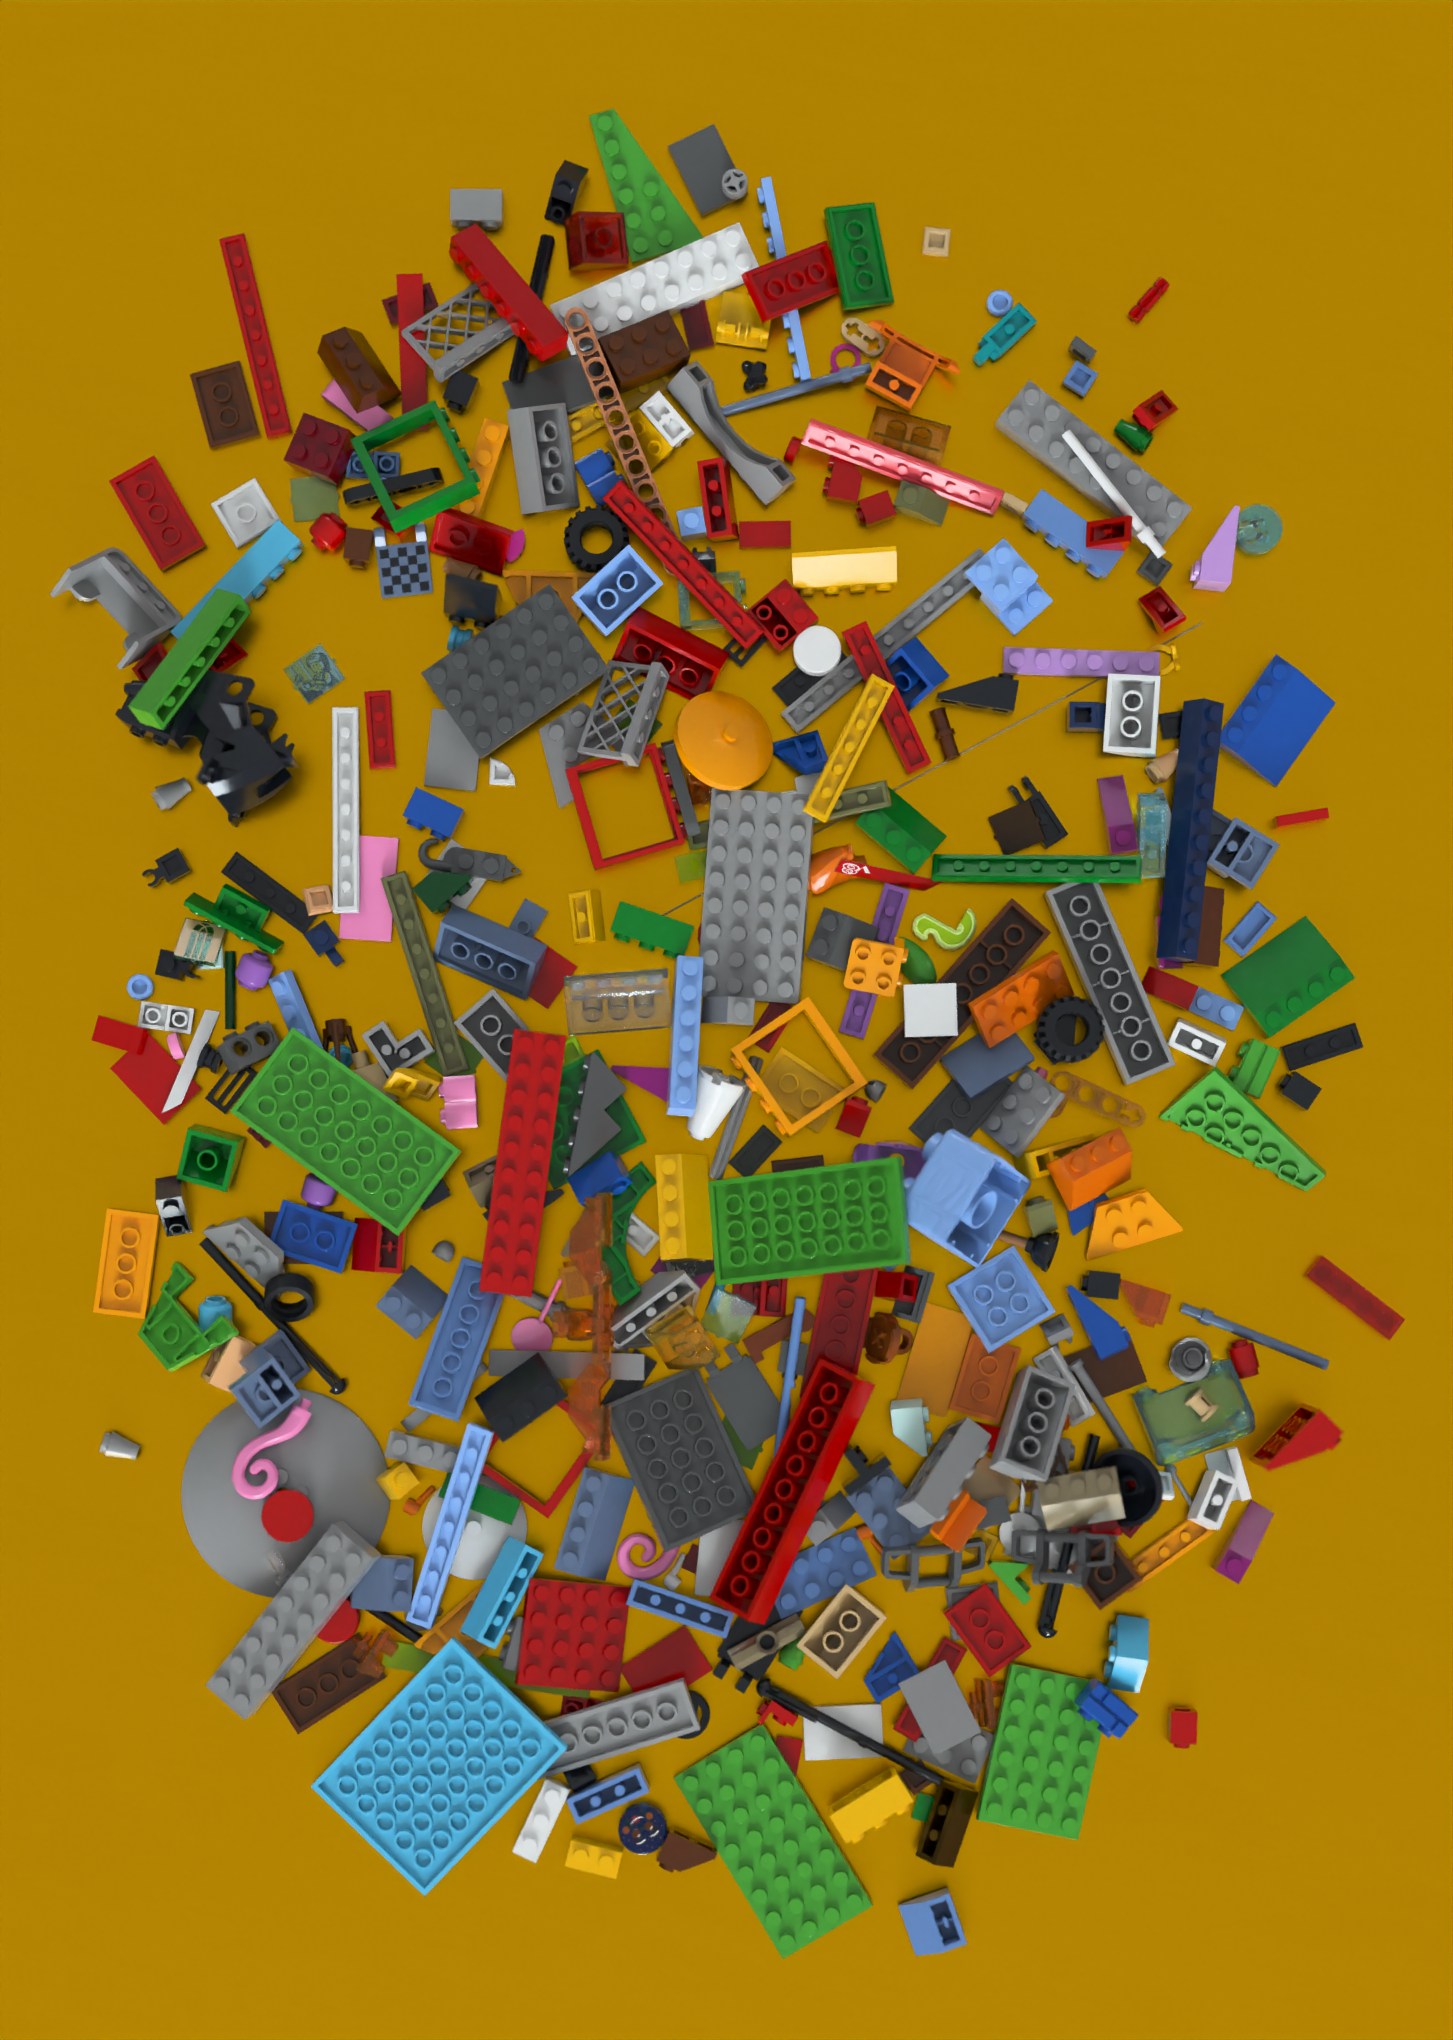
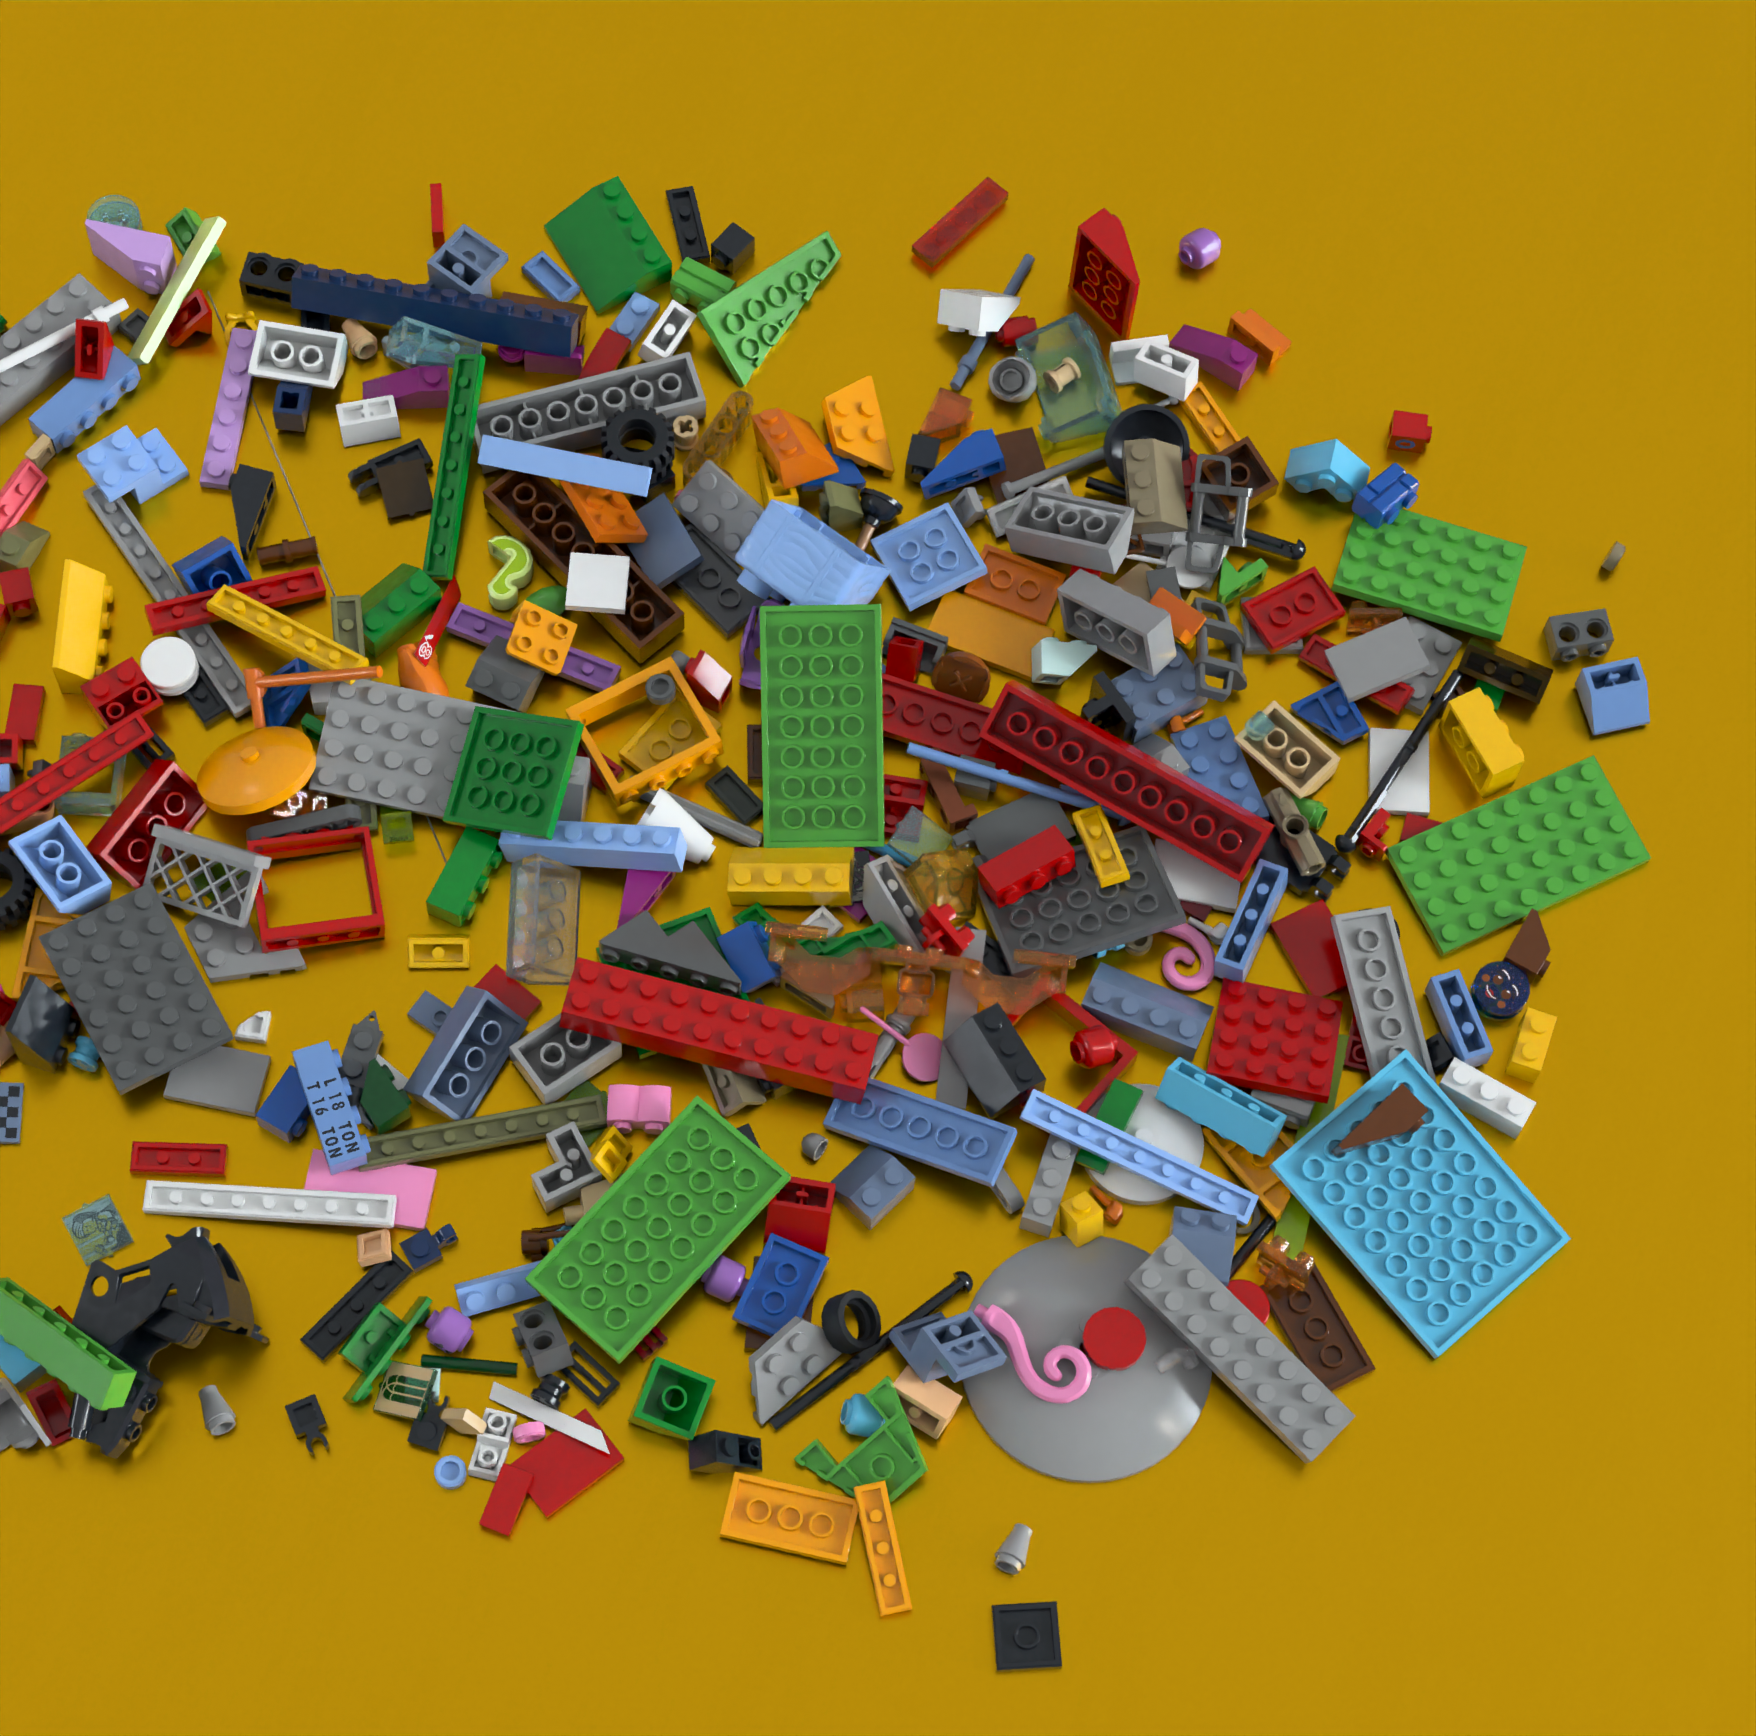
camera: 90 degrees left, 20 degrees down
(51, 1461) = (1026, 1636): none -> black tile
(107, 1340) = (882, 1548): none -> light orange tile
(176, 992) = (463, 1421): none -> tan tile
(424, 847) = (330, 1107): none -> medium blue brick
(497, 1736) = (1388, 1121): none -> reddish brown slope
(543, 1480) = (1093, 1046): none -> red head
(629, 1341) = (941, 932): none -> red hips
(704, 1411) = (1026, 866): none -> red brick
(732, 1473) = (1101, 846): none -> yellow tile
(733, 960) = (513, 772): none -> green plate
(775, 782) = (312, 727): none -> green tile
(804, 729) = (257, 683): none -> orange bar
(833, 1077) = (660, 689): none -> dark grey tile
(858, 1606) = (1259, 726): none -> clear light blue piece
(997, 1887) = (1576, 629): none -> dark grey brick
(1038, 967) = (565, 465): none -> light blue tile
(1076, 1919) = (1613, 556): none -> dark tan tile
(1081, 785) = (368, 420): none -> white hinge
(1109, 1067) = (685, 434): none -> tan bush
(1187, 596) = (176, 290): none -> yellowish green tile
(1209, 678) = (270, 284): none -> black brick
(1253, 601) = (184, 228): none -> bright green slope
(1257, 1321) = (975, 310): none -> white slope
(1270, 1584) = (1258, 335): none -> orange panel
(1275, 720) = (324, 227): blue slope -> none
(1353, 1522) = (1199, 248): none -> medium lavender head

